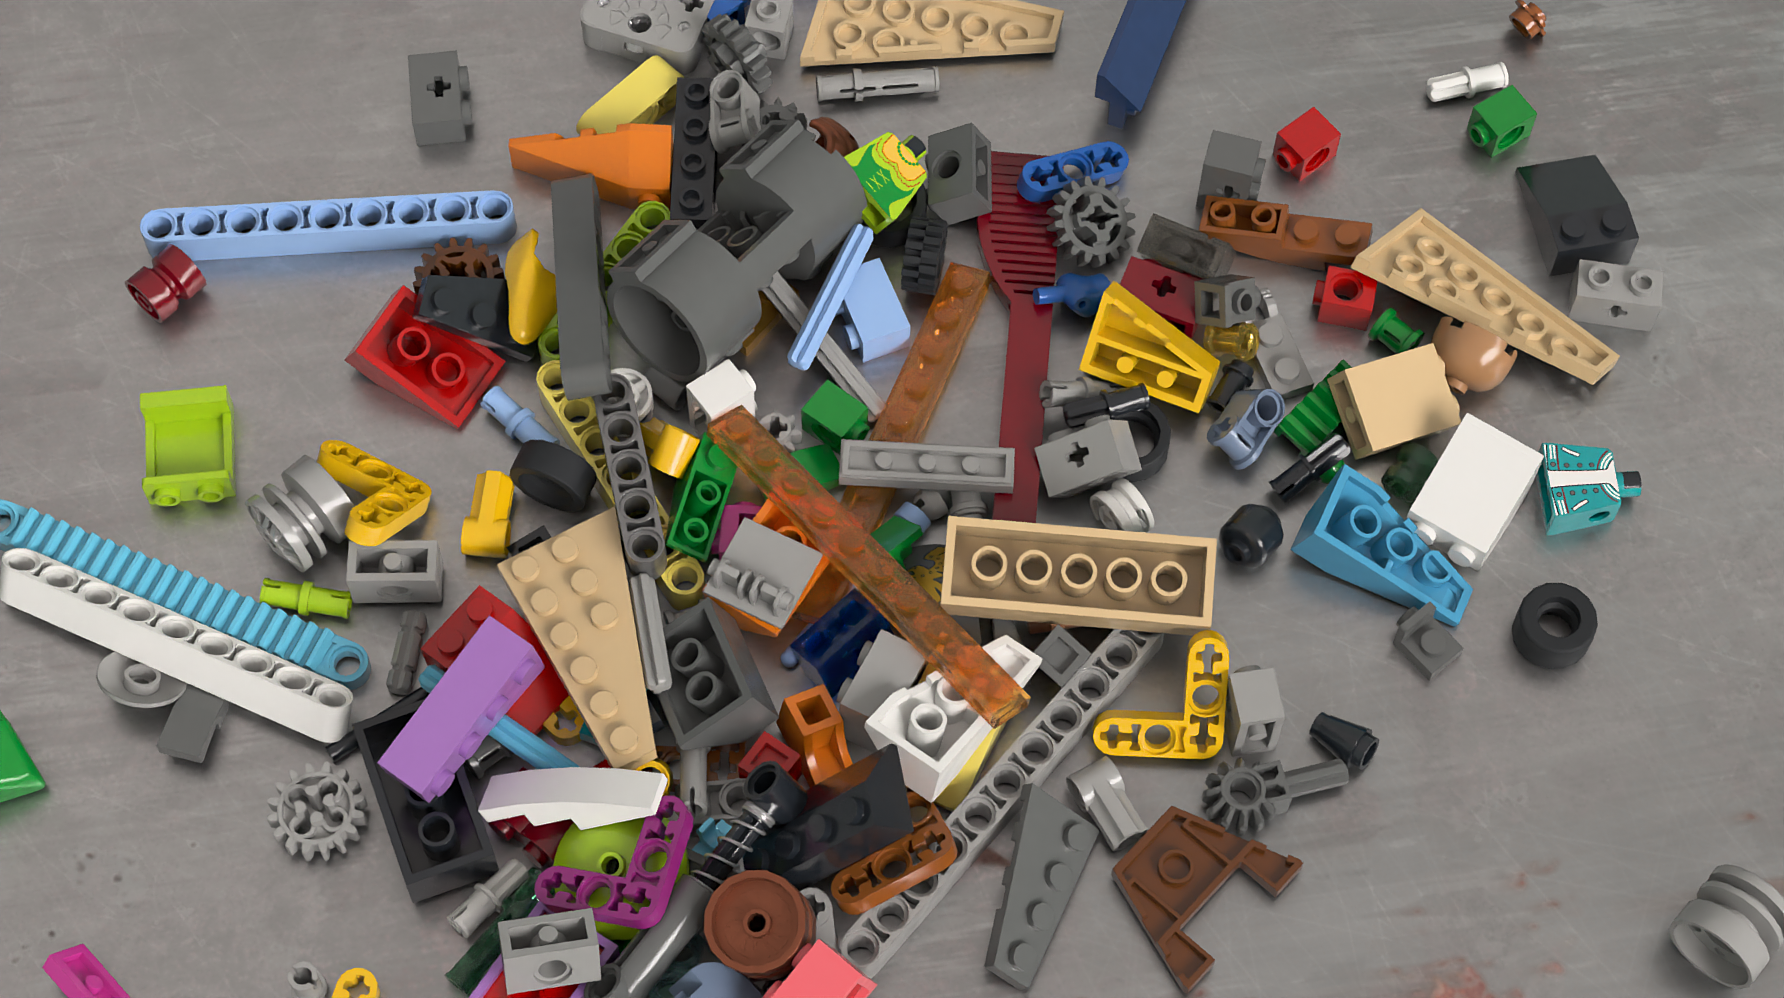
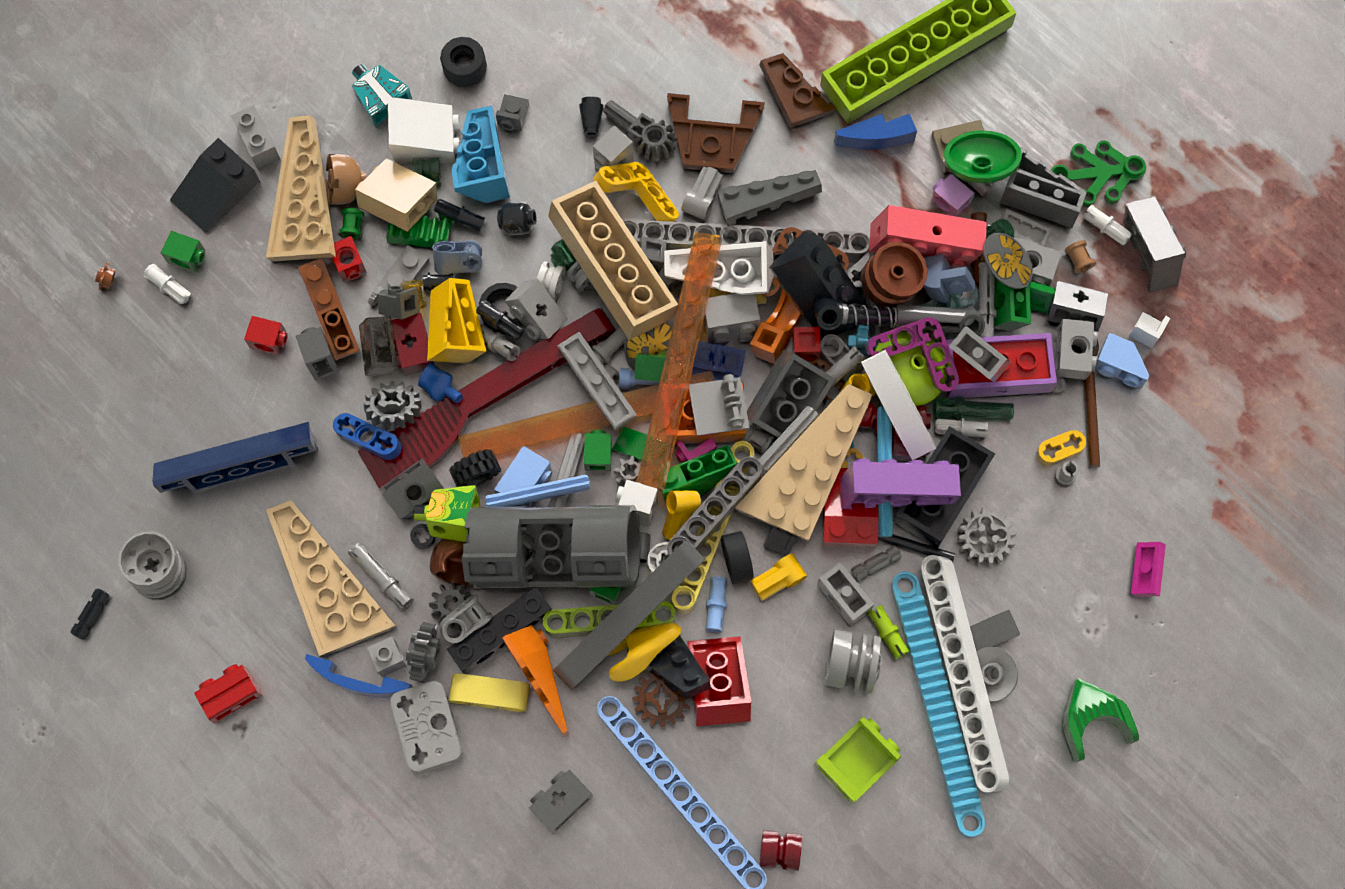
camera: 125 degrees left, 10 degrees up
(392, 494) = (807, 630): yellow beam -> none

